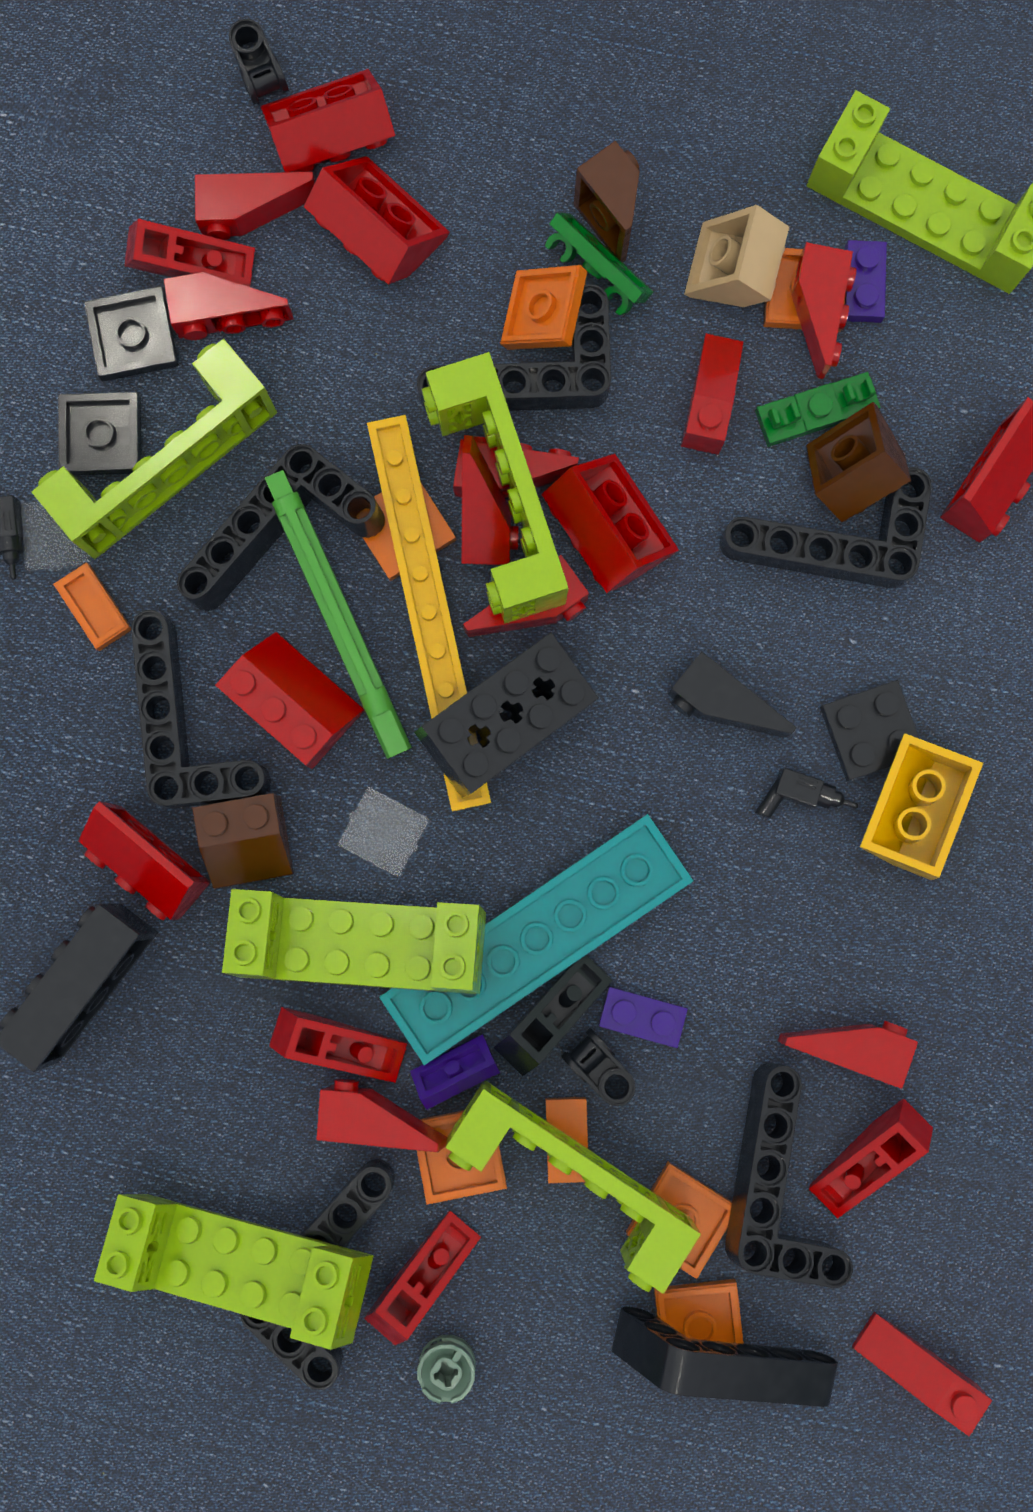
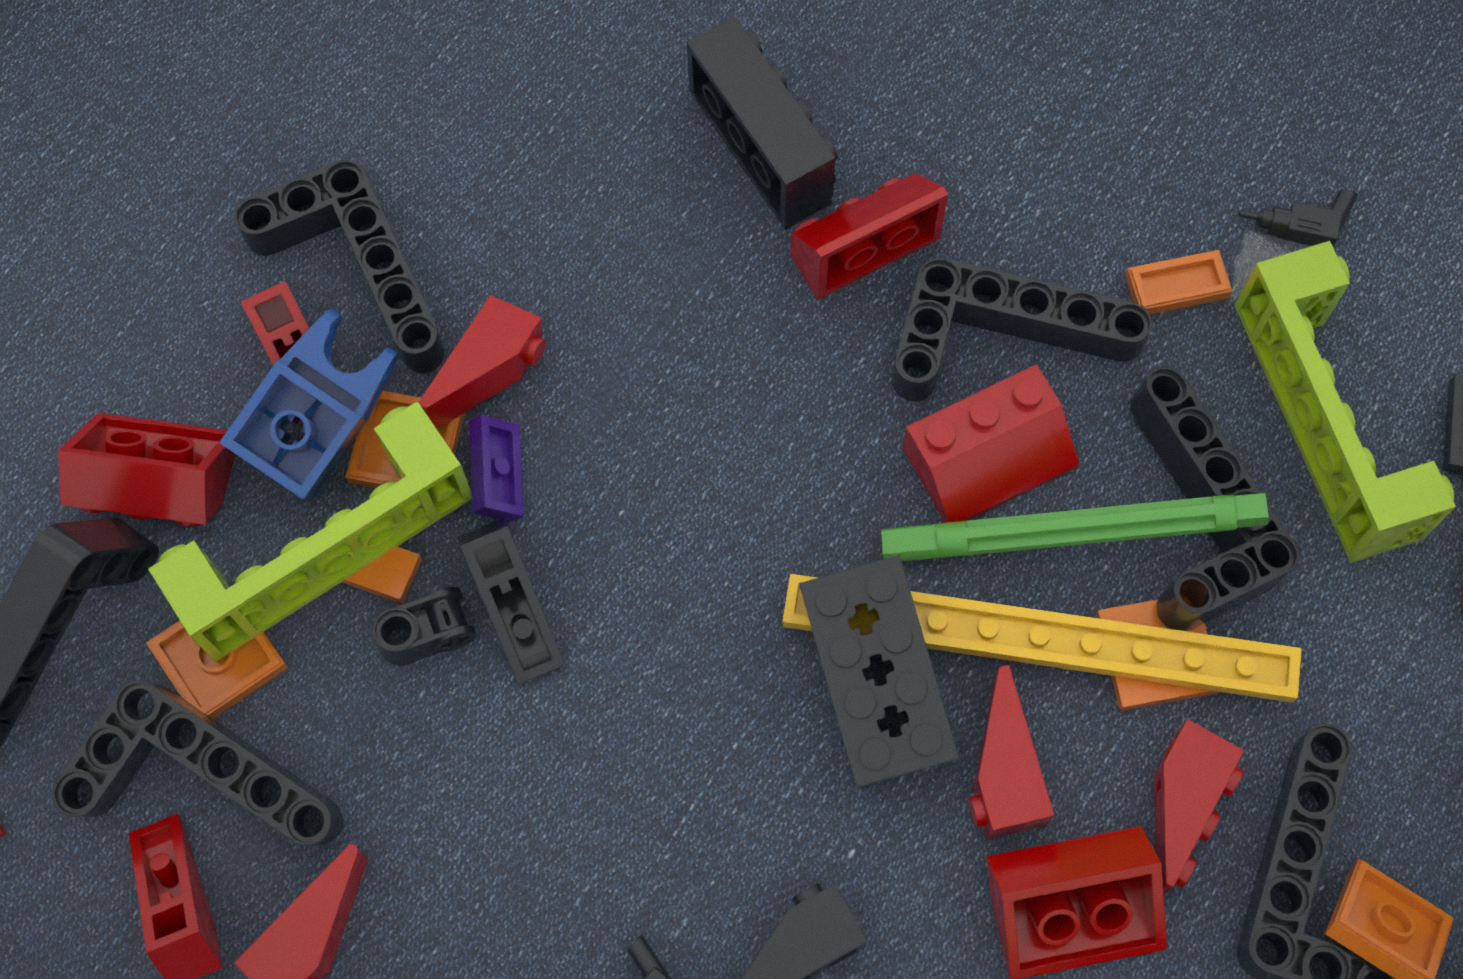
camera: 115 degrees right, 15 degrees down
(99, 432) = (1385, 355): plate -> none
(236, 1267) = (400, 173): lime plate -> none
(243, 840) = (849, 343): reddish brown slope -> none
(336, 1045) = (581, 357): red slope -> none
(355, 942) = (683, 412): lime plate -> none
(383, 832) = (798, 497): clear piece -> none
(446, 1369) = (191, 345): sand green wheel -> none
(459, 1236) = (326, 400): none -> blue brick
(471, 395) = (1291, 773): lime plate -> none
(485, 513) = (1143, 740): red slope -> none
(546, 935) = (605, 622): teal plate -> none
(561, 1350) = (145, 469): none -> red slope
(642, 1017) = (461, 702): dark purple plate -> none
(702, 1310) = (106, 634): orange tile -> none

